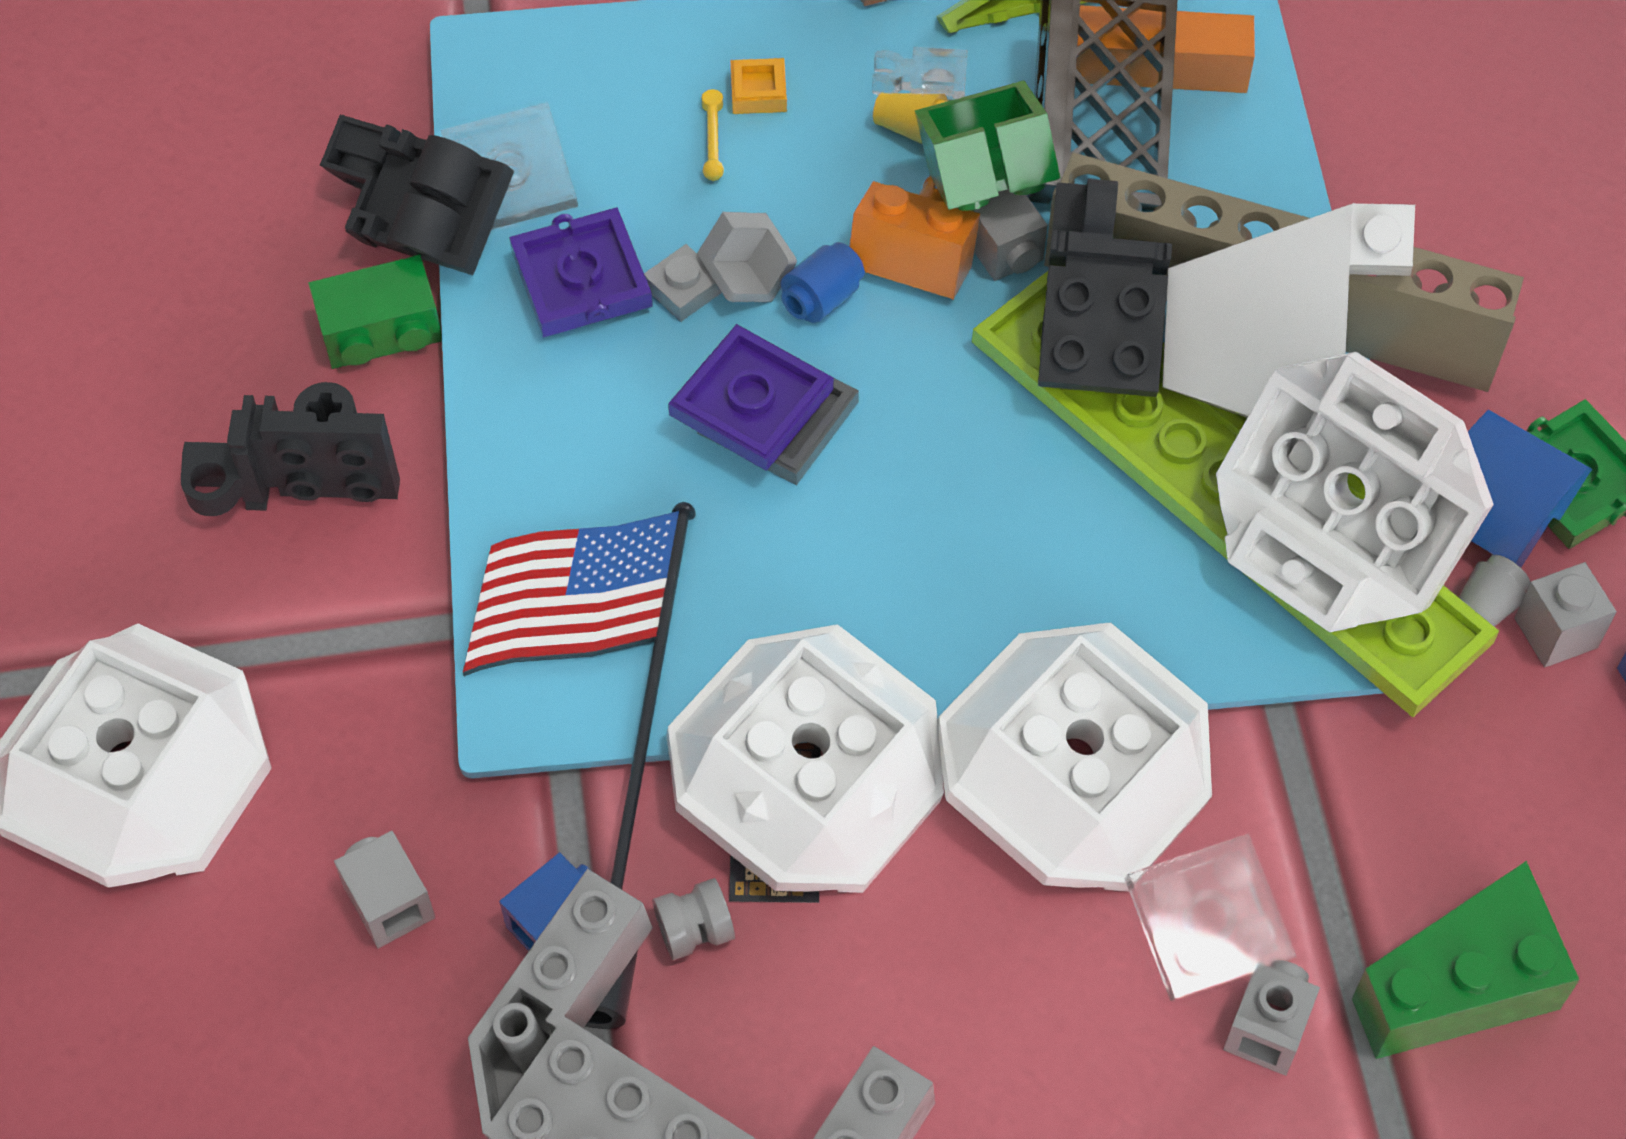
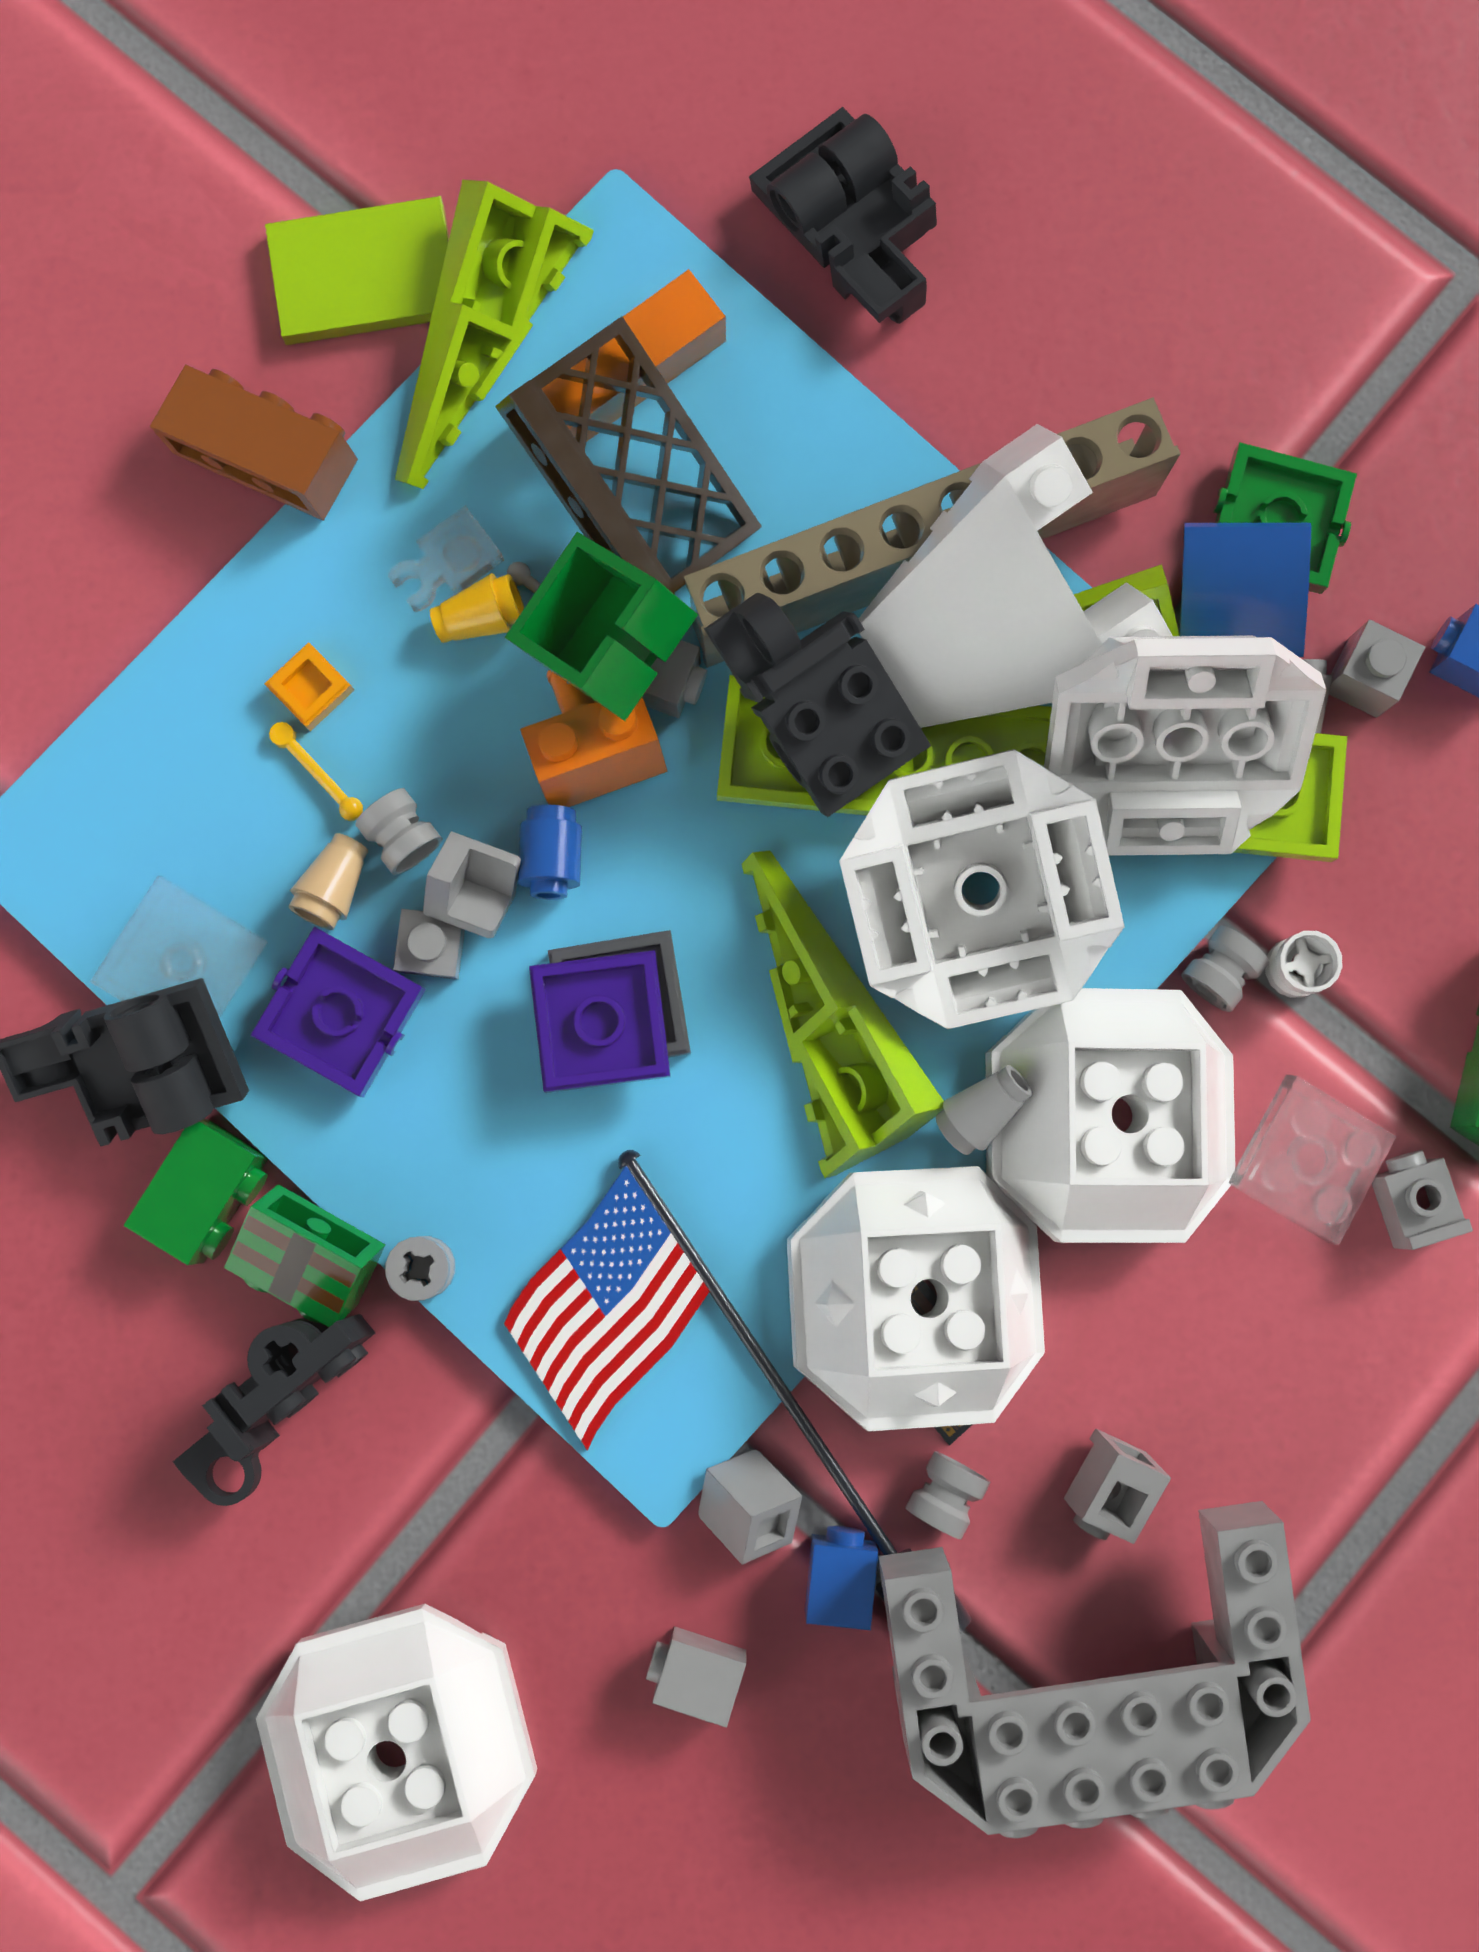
camera: 40 degrees left, 25 degrees up
(403, 382) = (304, 1256): none -> green brick
(485, 468) = (430, 1262): none -> light grey wheel
(539, 807) = (749, 1506): none -> light grey panel
(652, 195) = (329, 883): none -> tan cone
(730, 187) = (396, 828): none -> light grey wheel
(851, 1012) = (1115, 1489): none -> light grey brick
(914, 555) = (856, 1067): none -> lime wedge
(973, 653) = (982, 1110): none -> light grey cone
(1095, 443) = (997, 958): none -> white piece
(1259, 729) = (1221, 974): none -> light grey wheel
(1332, 759) = (1316, 960): none -> white wheel
(1412, 77) = (853, 210): none -> black plate

